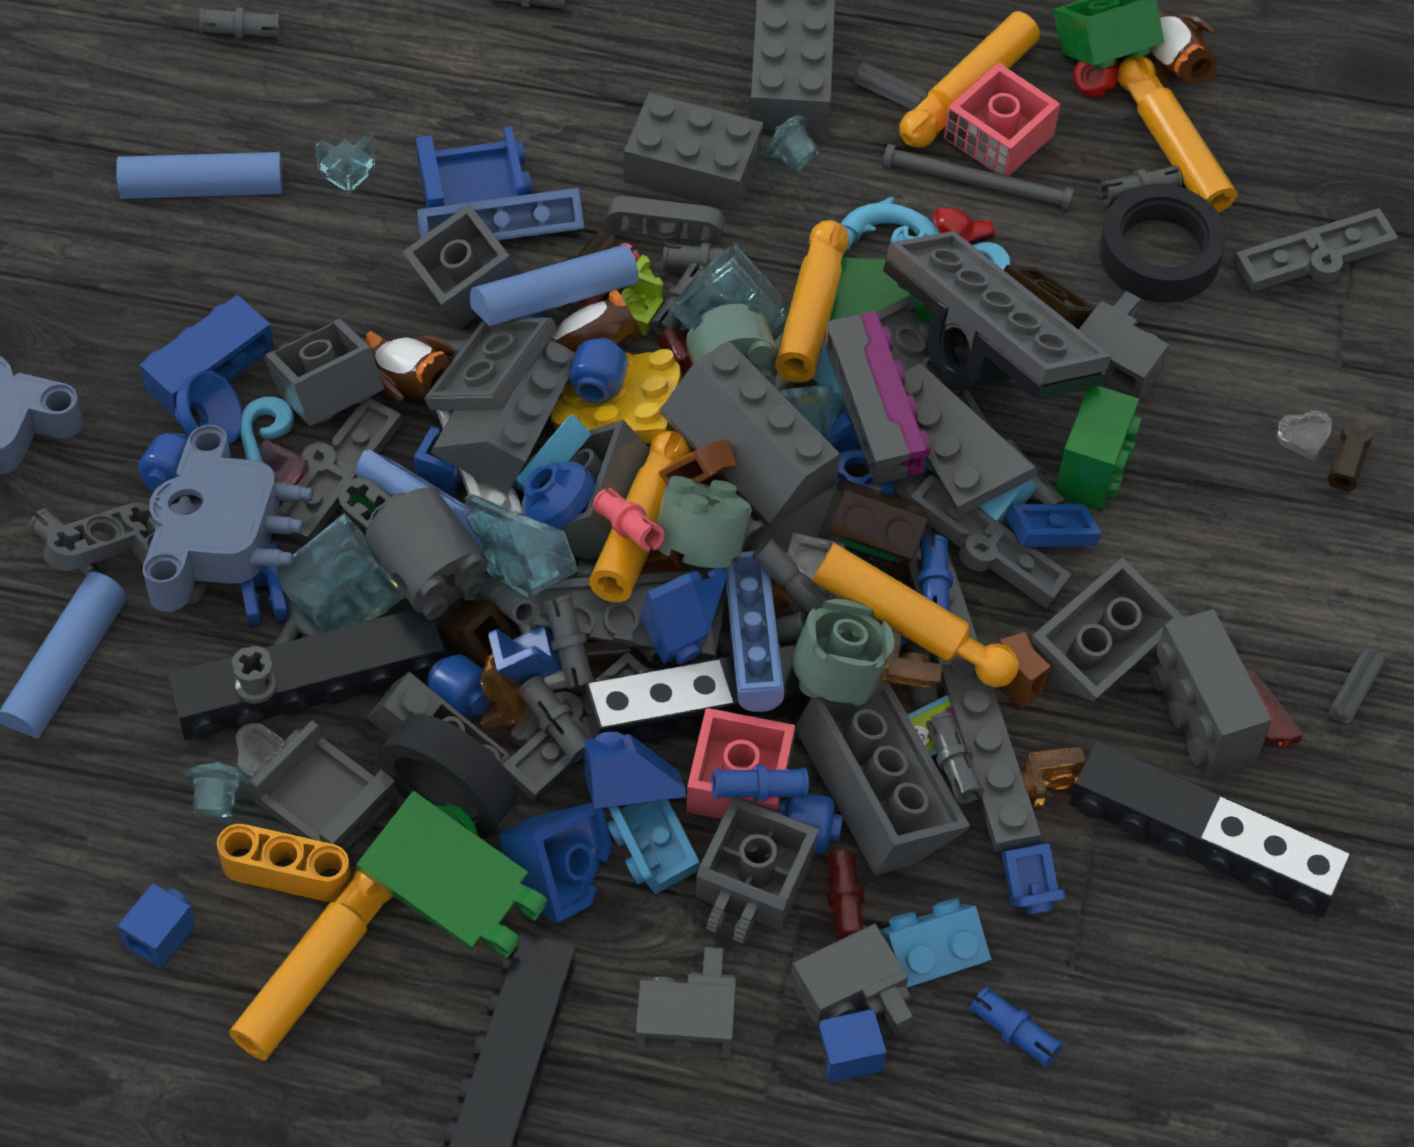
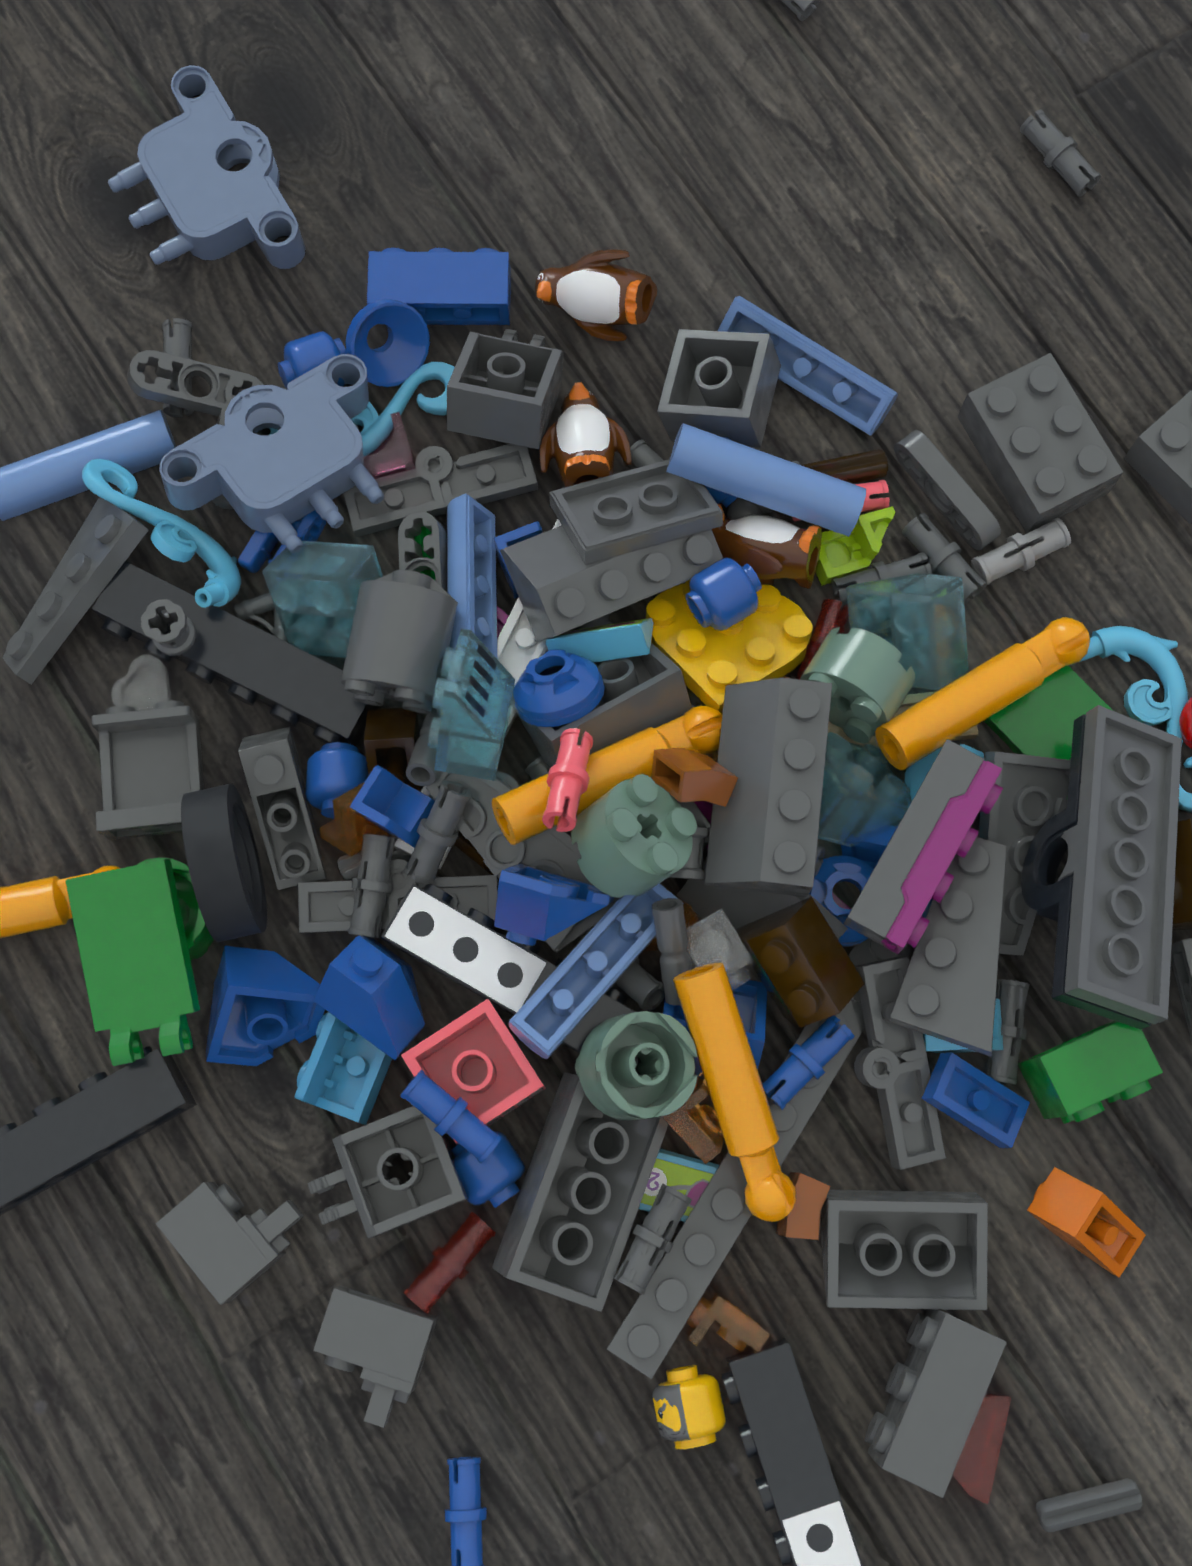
camera: 50 degrees right, 20 degrees up
(143, 712) = (80, 577): none -> dark grey wing
(199, 175) = (603, 105): medium blue brick -> none
(215, 788) = (72, 692): clear light blue piece -> none
(238, 630) = (171, 534): none -> medium azure plant
(269, 847) = (43, 792): light orange beam -> none
(320, 277) = (599, 293): none -> animal
(346, 163) = (733, 196): clear light blue panel -> none
(472, 171) = (826, 298): blue panel -> none
(748, 216) = (1022, 551): none -> light grey pin
(793, 143) = (1138, 512): clear light blue piece -> none
(852, 1045) = (316, 1399): blue panel -> none
(937, 941) = (479, 1372): dark azure bracket -> none
(1031, 878) = (611, 1404): blue bracket -> none
(1079, 839) = (688, 1407): none -> yellow head
(1185, 535) = (1086, 1221): none -> orange slope

